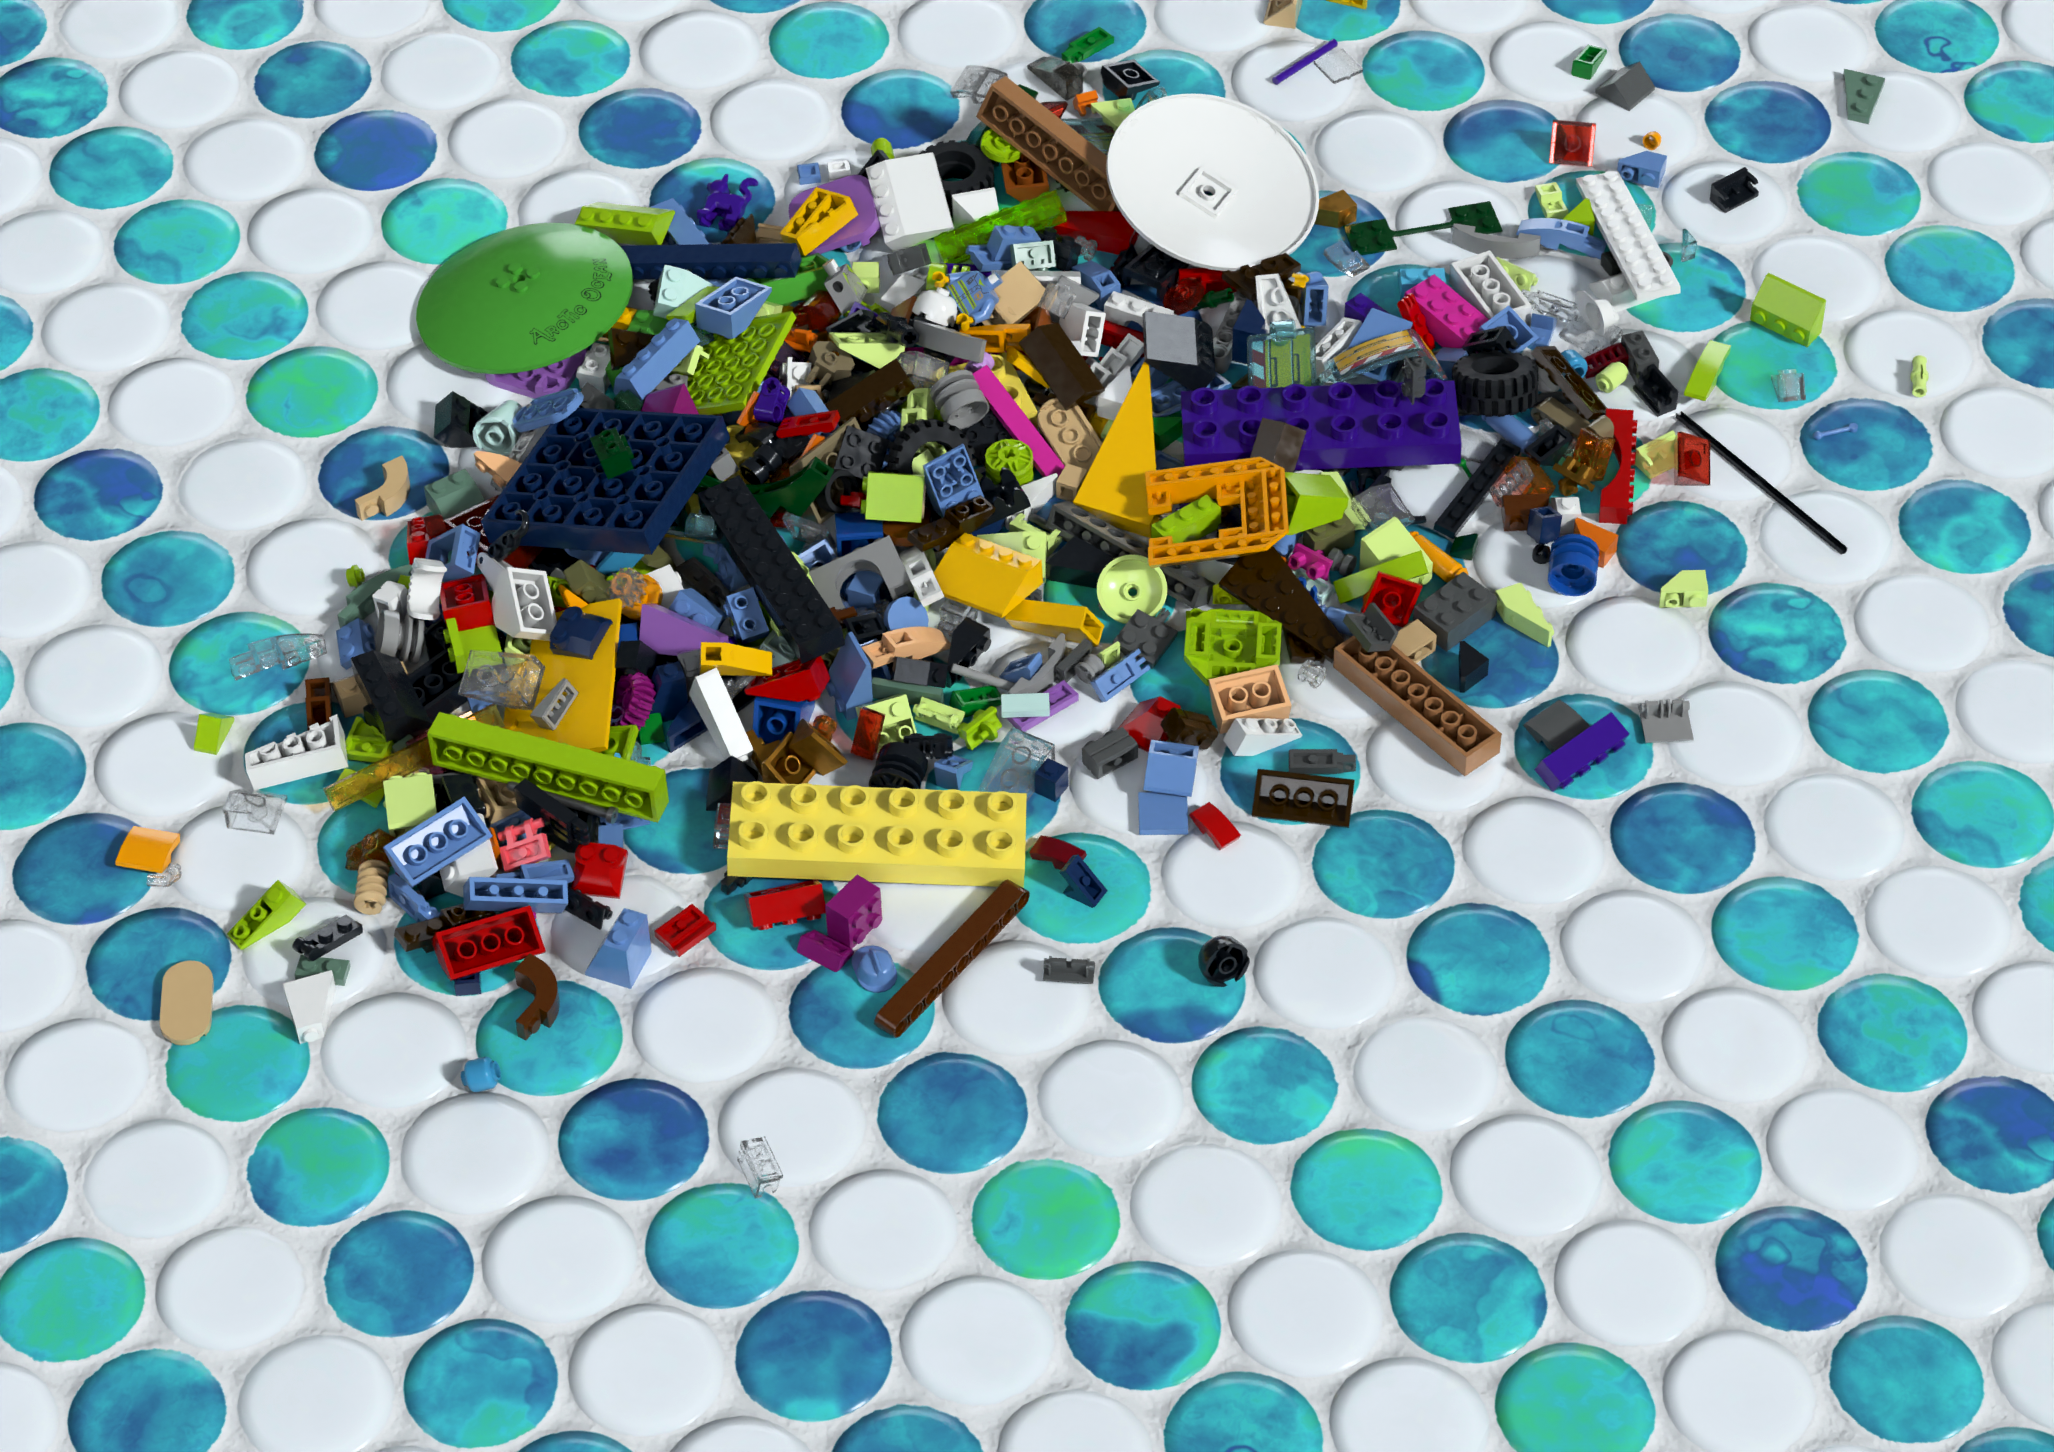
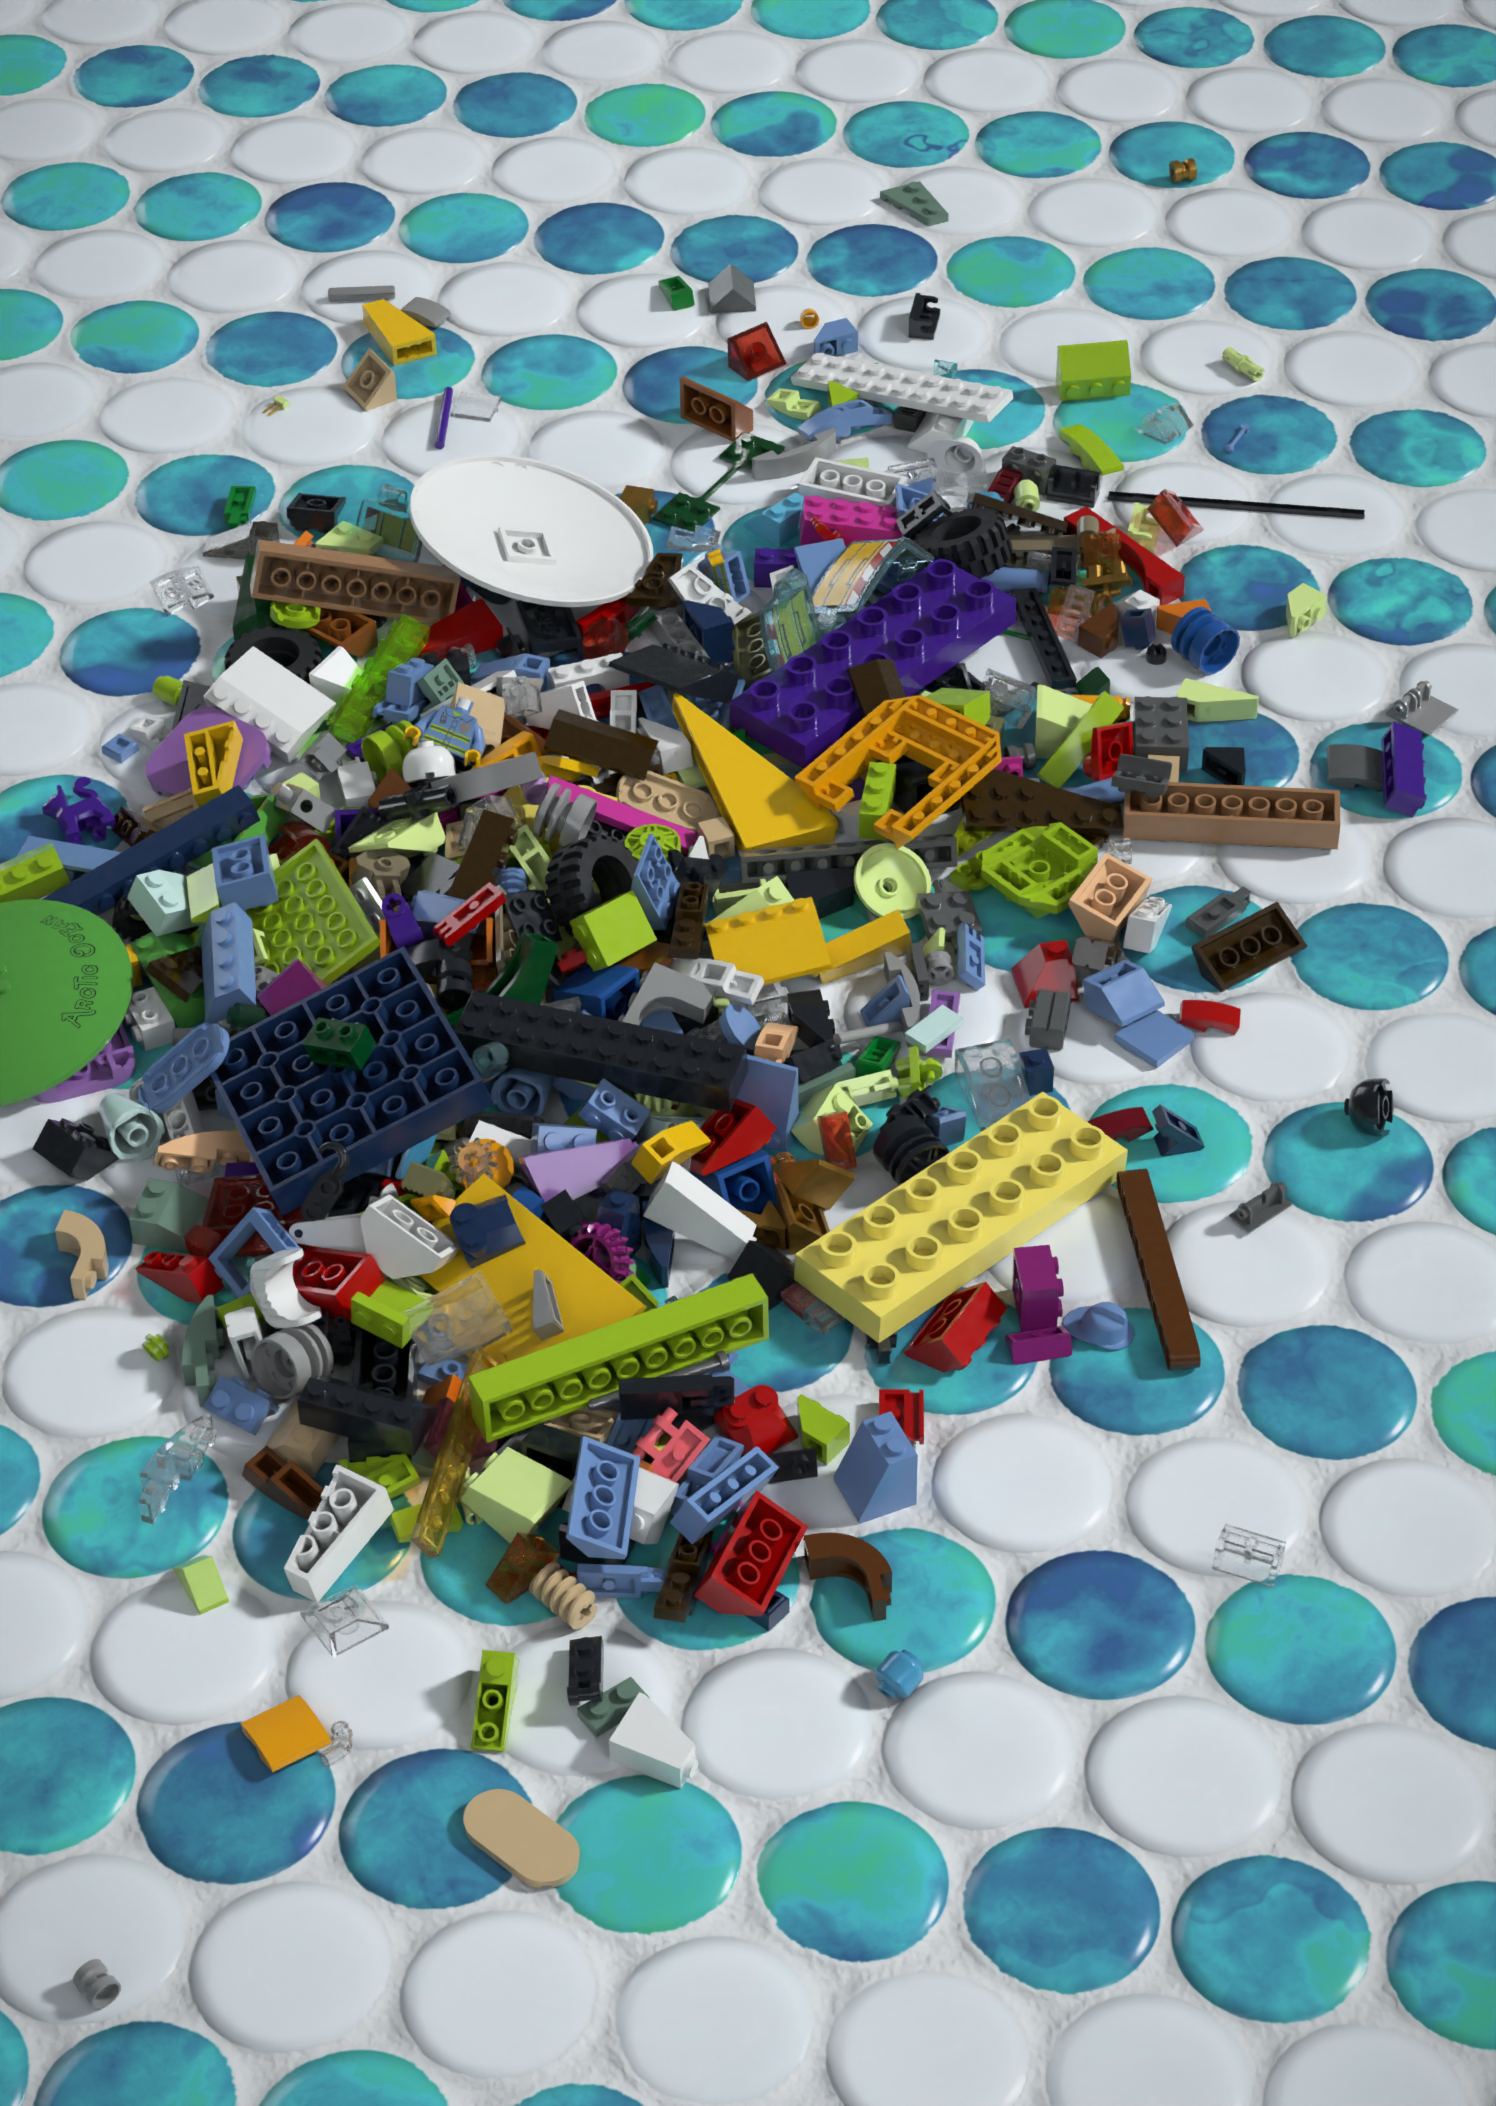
camera: 45 degrees left, 5 degrees down
(629, 895) = (821, 1429): none -> lime slope
(1414, 378) = (933, 563): dark grey hinge -> none
(1484, 170) = (714, 410): none -> dark orange slope

